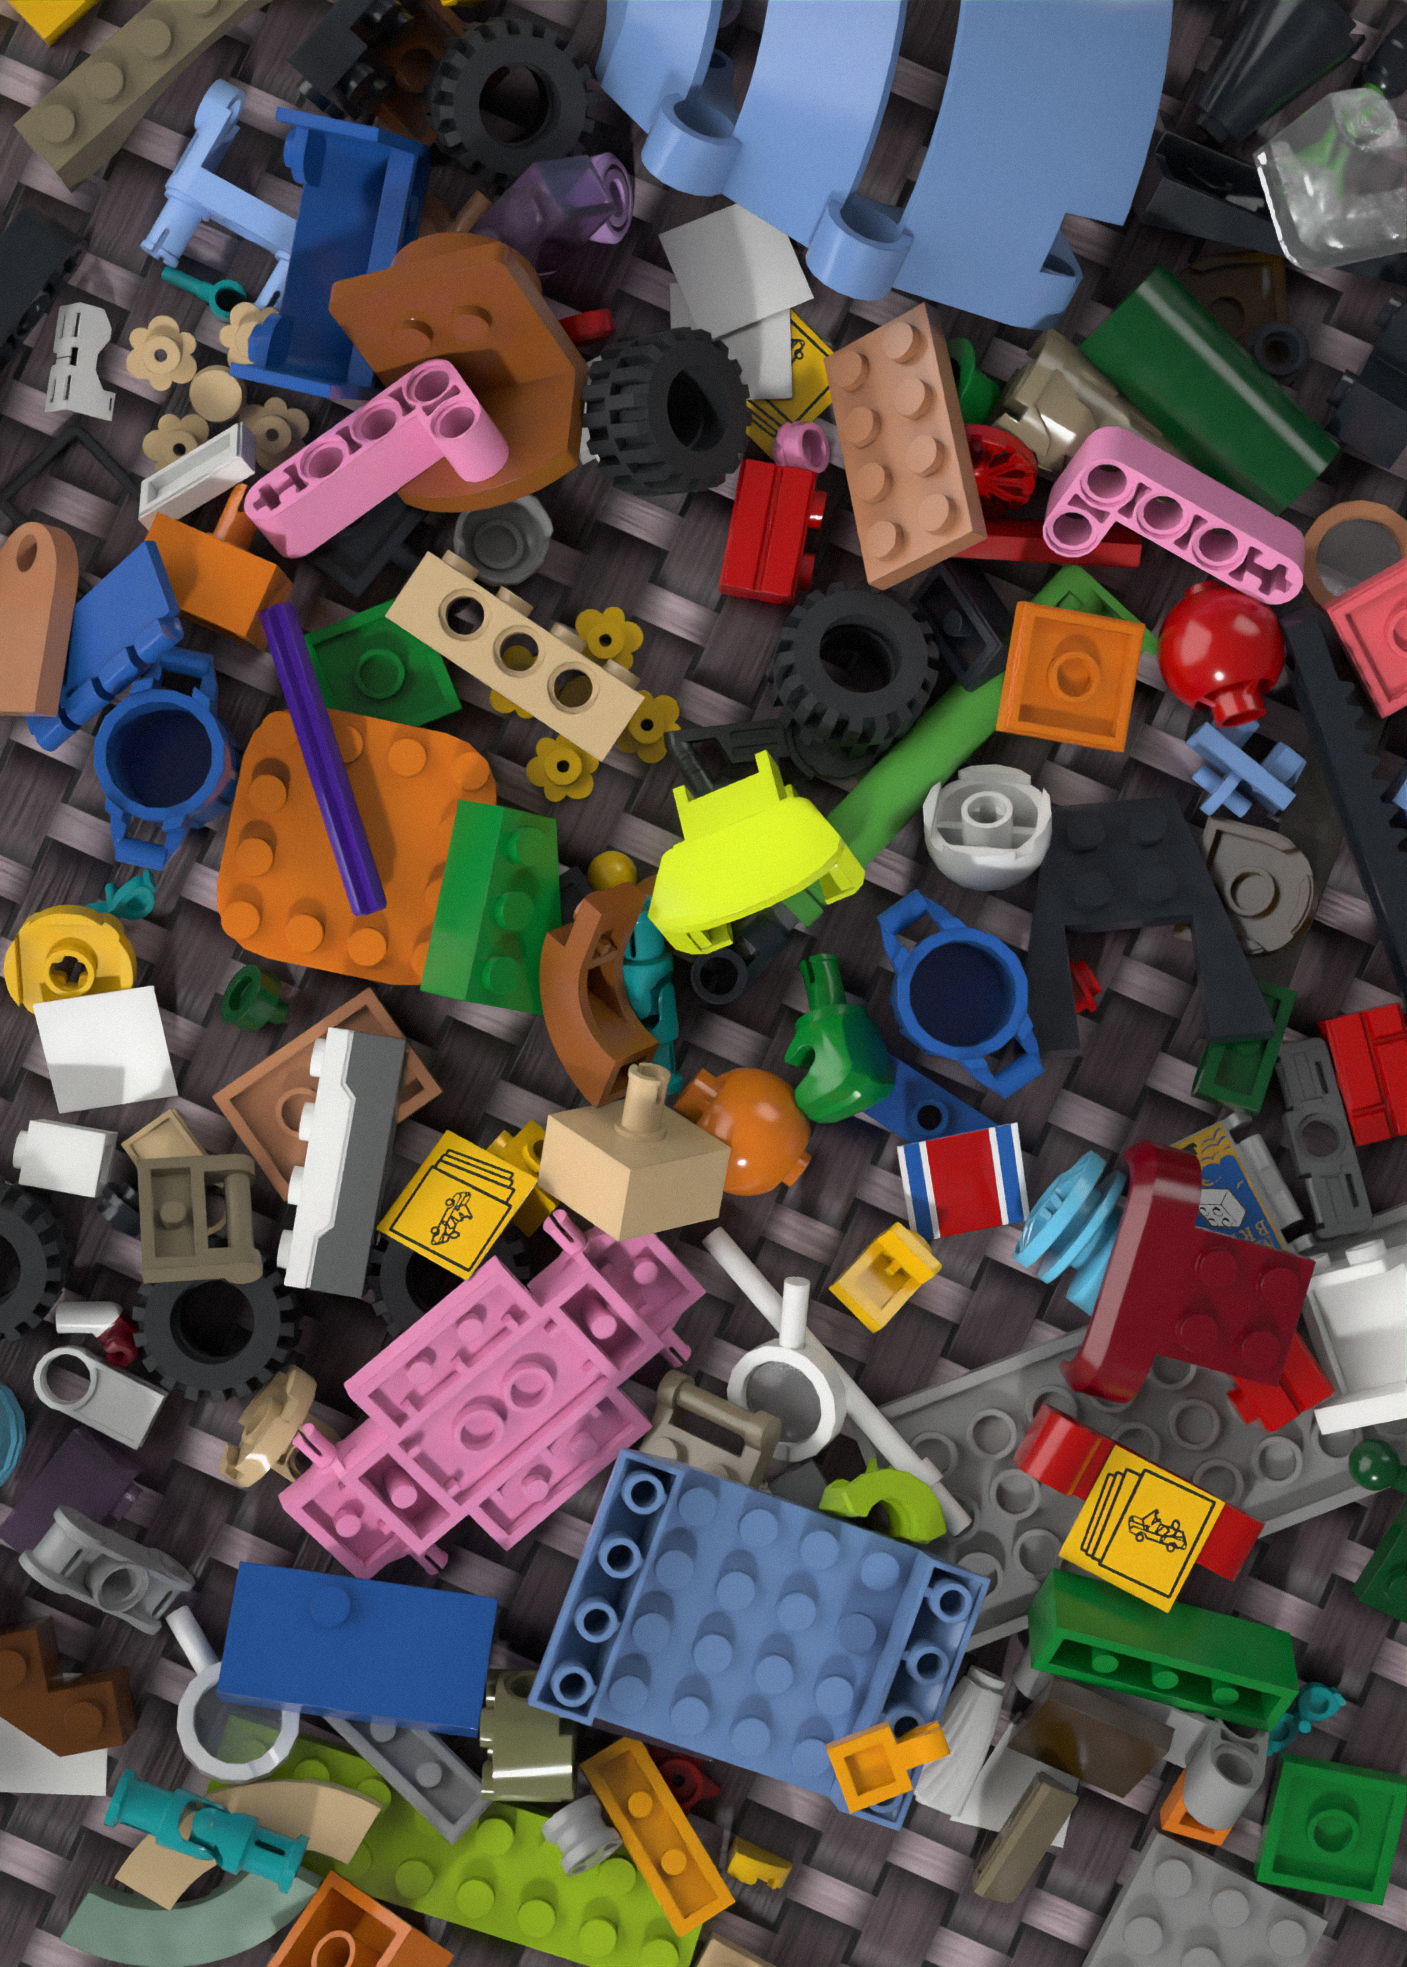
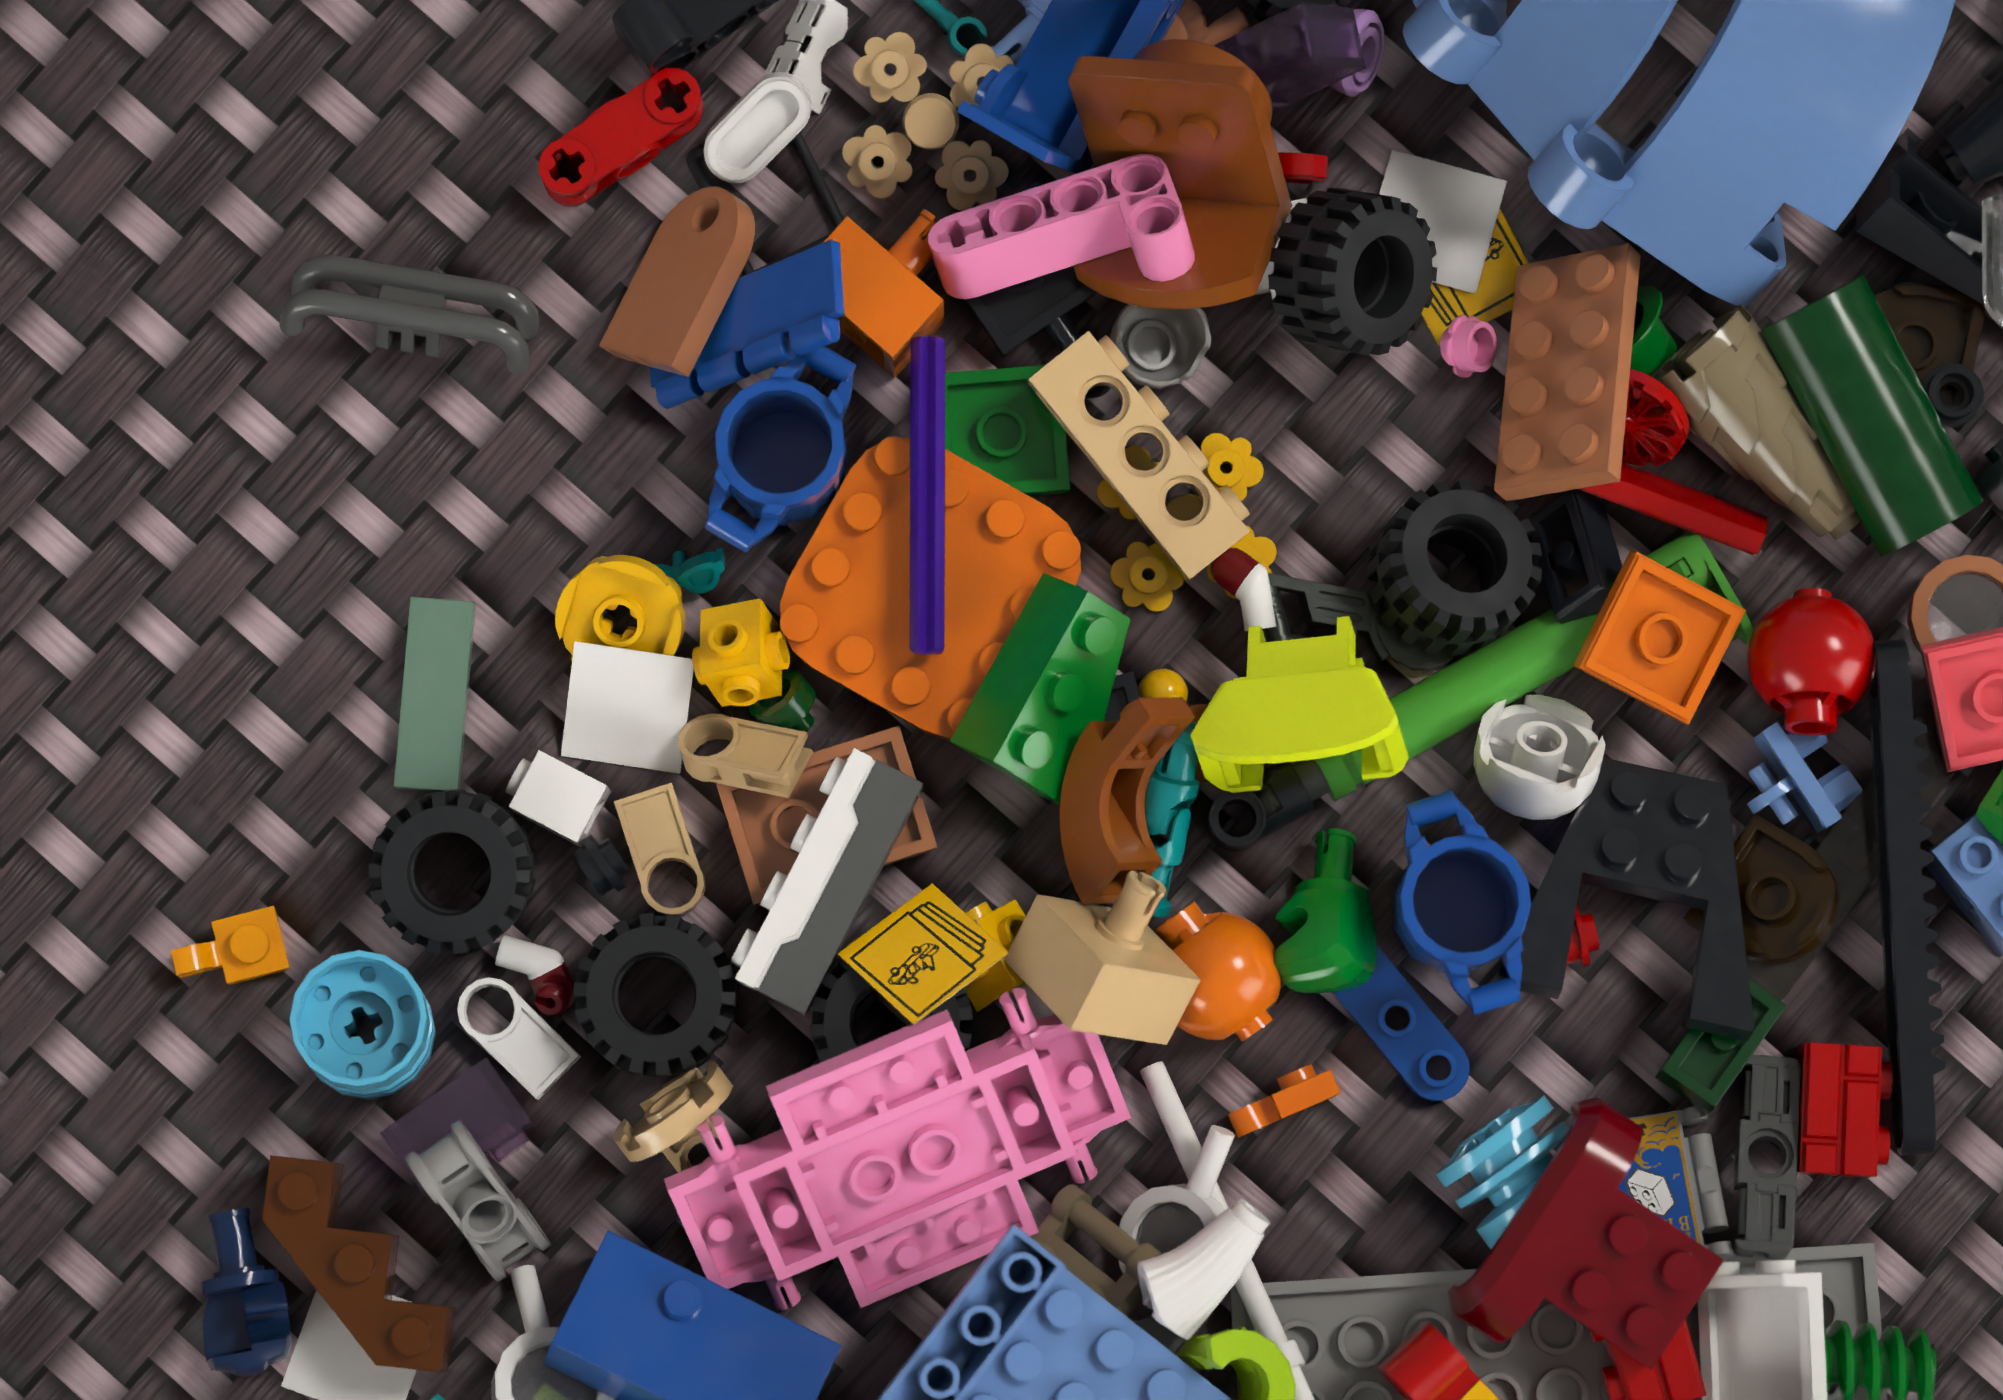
camera: 15 degrees right, 5 degrees down
(53, 451) = (757, 127): none -> white tile
(176, 1219) = (651, 888): dark tan plate -> none
(195, 966) = (740, 653): none -> yellow brick
(199, 475) = (889, 193): white tile -> none
(242, 1062) = (757, 759): none -> tan piece
(660, 746) = (1248, 583): none -> arm
(734, 269) = (1457, 156): white sticker -> none
(770, 531) = (1414, 414): red brick -> none
(816, 1428) = (1199, 1273): none -> white piece
(857, 1218) = (1298, 1092): none -> orange plate
(885, 1275) = (1308, 1157): yellow bracket -> none
(964, 1182) = (1410, 1091): sticker -> none
(1258, 557) = (1874, 594): bright pink beam -> none

